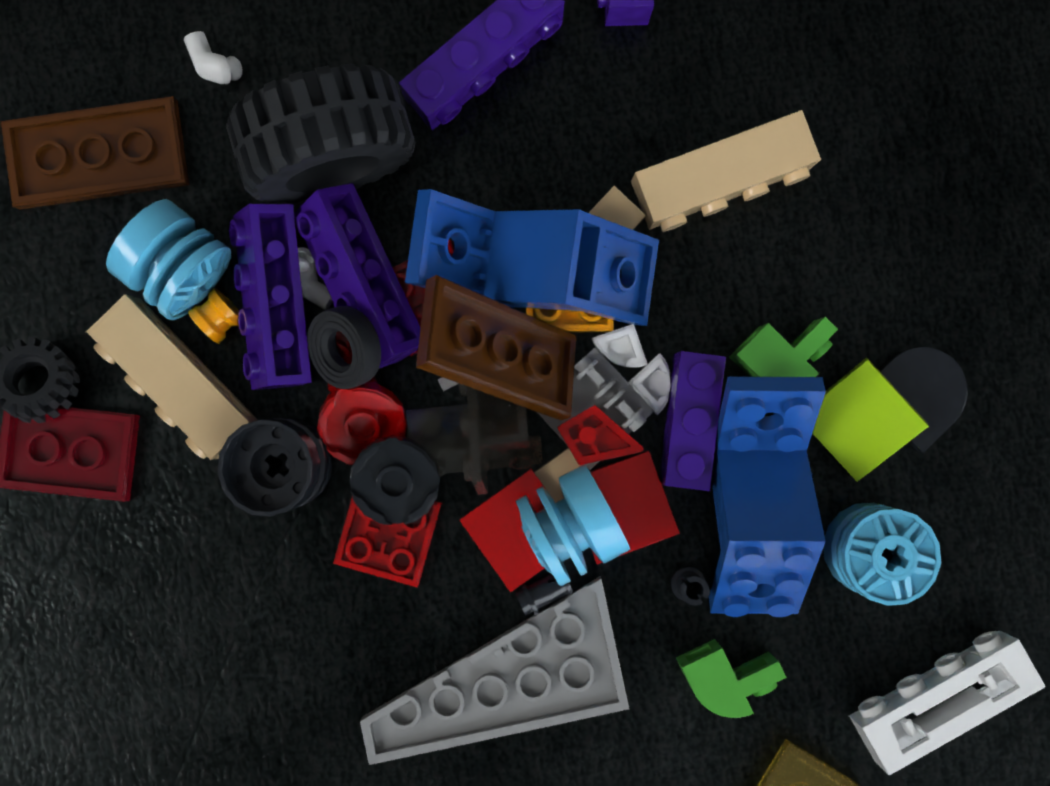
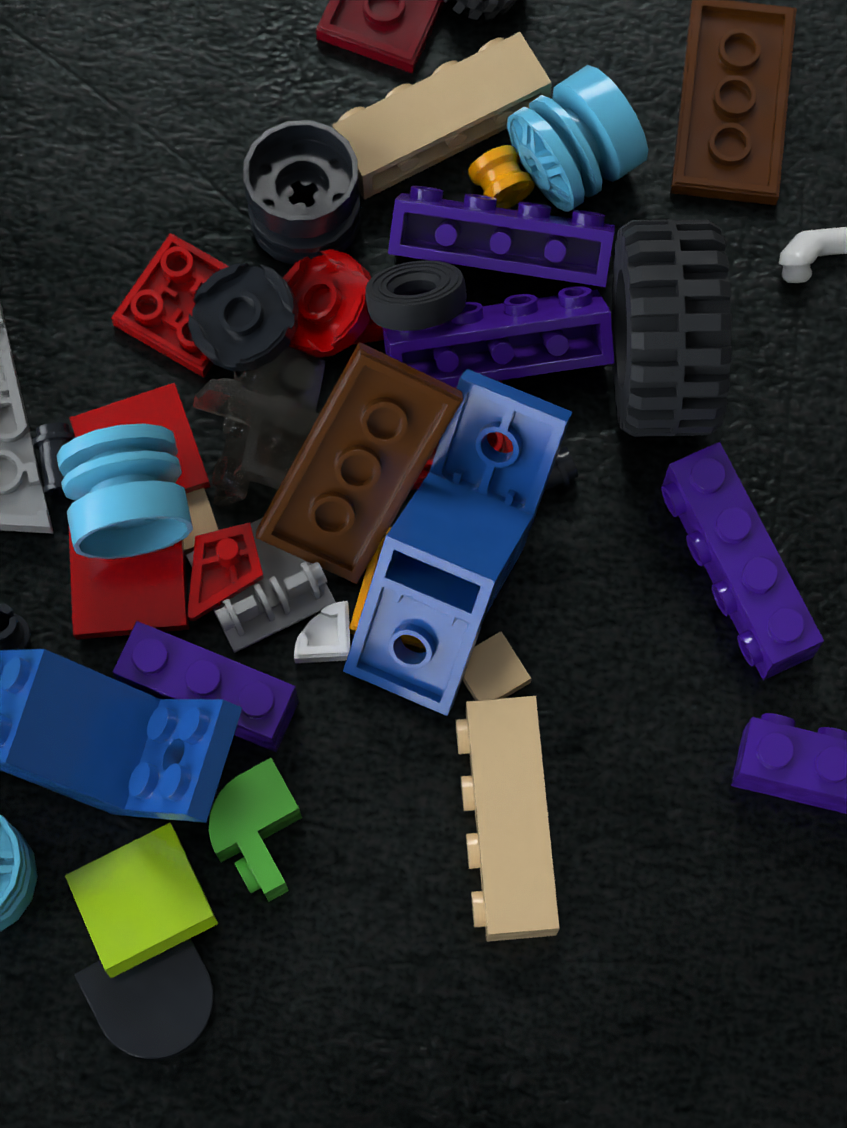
camera: 105 degrees right, 15 degrees down
(311, 287) = (515, 284): white arm -> none
(653, 383) = (271, 656): white tile -> none

